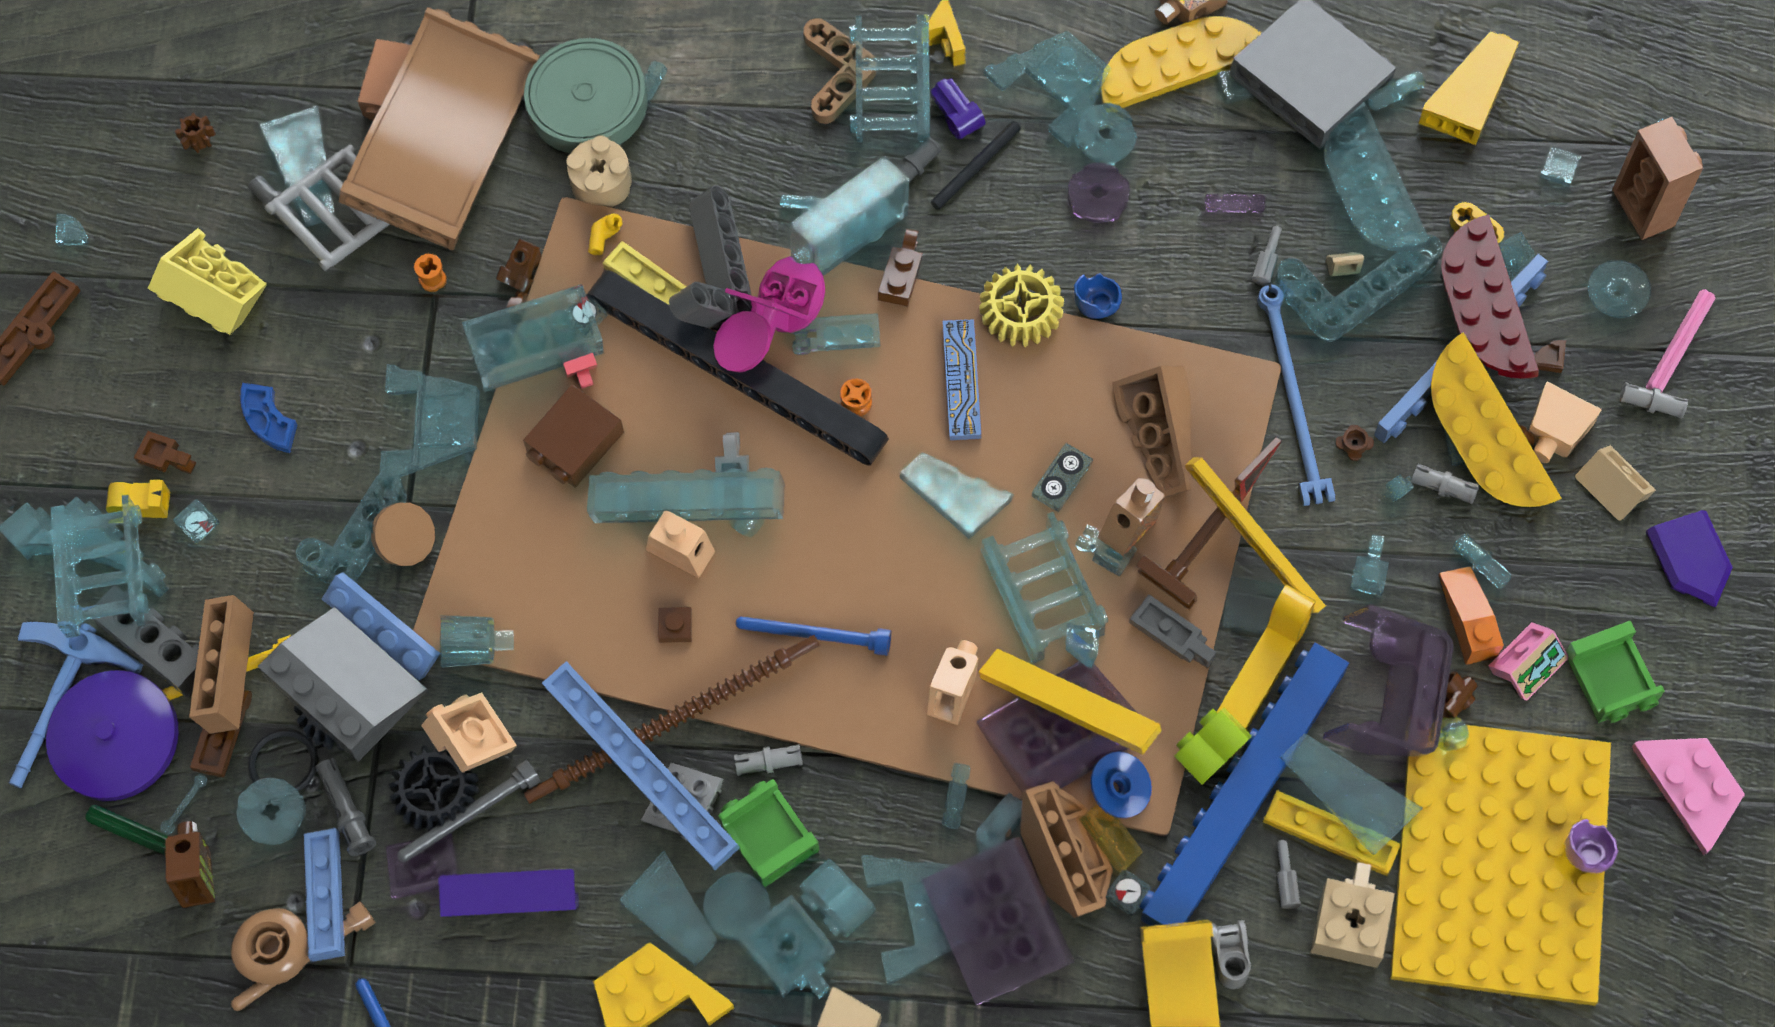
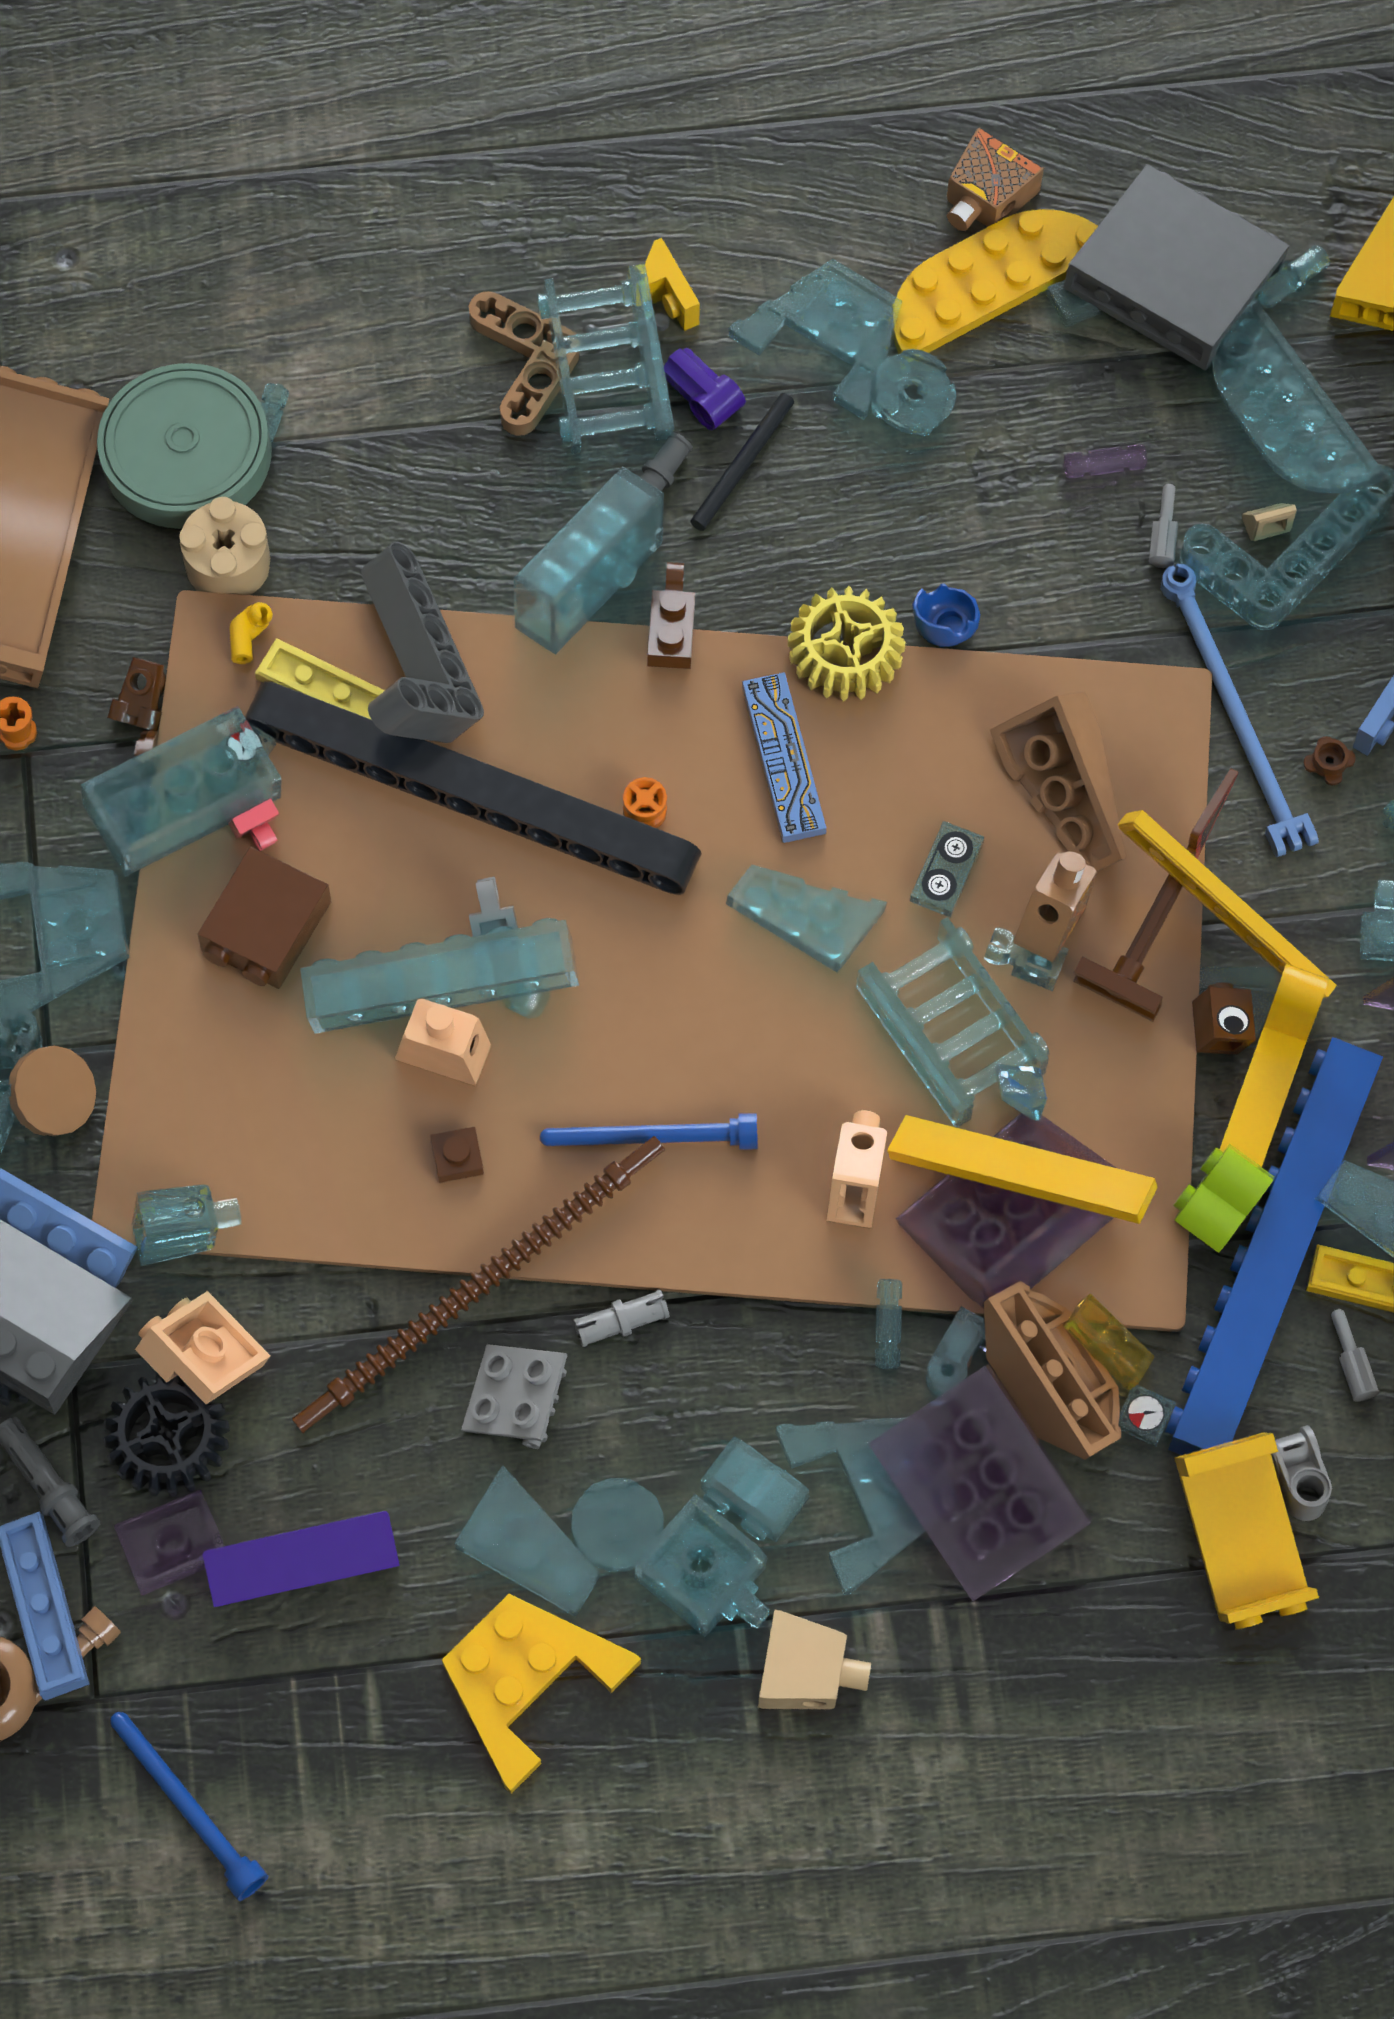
camera: 15 degrees left, 0 degrees up
(521, 778) = (287, 1398): dark grey piece -> none
(641, 766) = (452, 1353): medium blue plate -> none
(767, 832) = (640, 1417): bright green panel -> none
(785, 303) = (484, 742): dark pink piece -> none
(804, 203) = (520, 547): clear light blue piece -> none
(838, 334) = (599, 720): clear light blue plate -> none
(1098, 209) = (912, 496): clear purple plate -> none
(1131, 779) = (1123, 1264): blue dish -> none
(1172, 632) = (1138, 1054): dark grey hinge -> none
(1239, 617) = (1223, 1019): none -> reddish brown brick

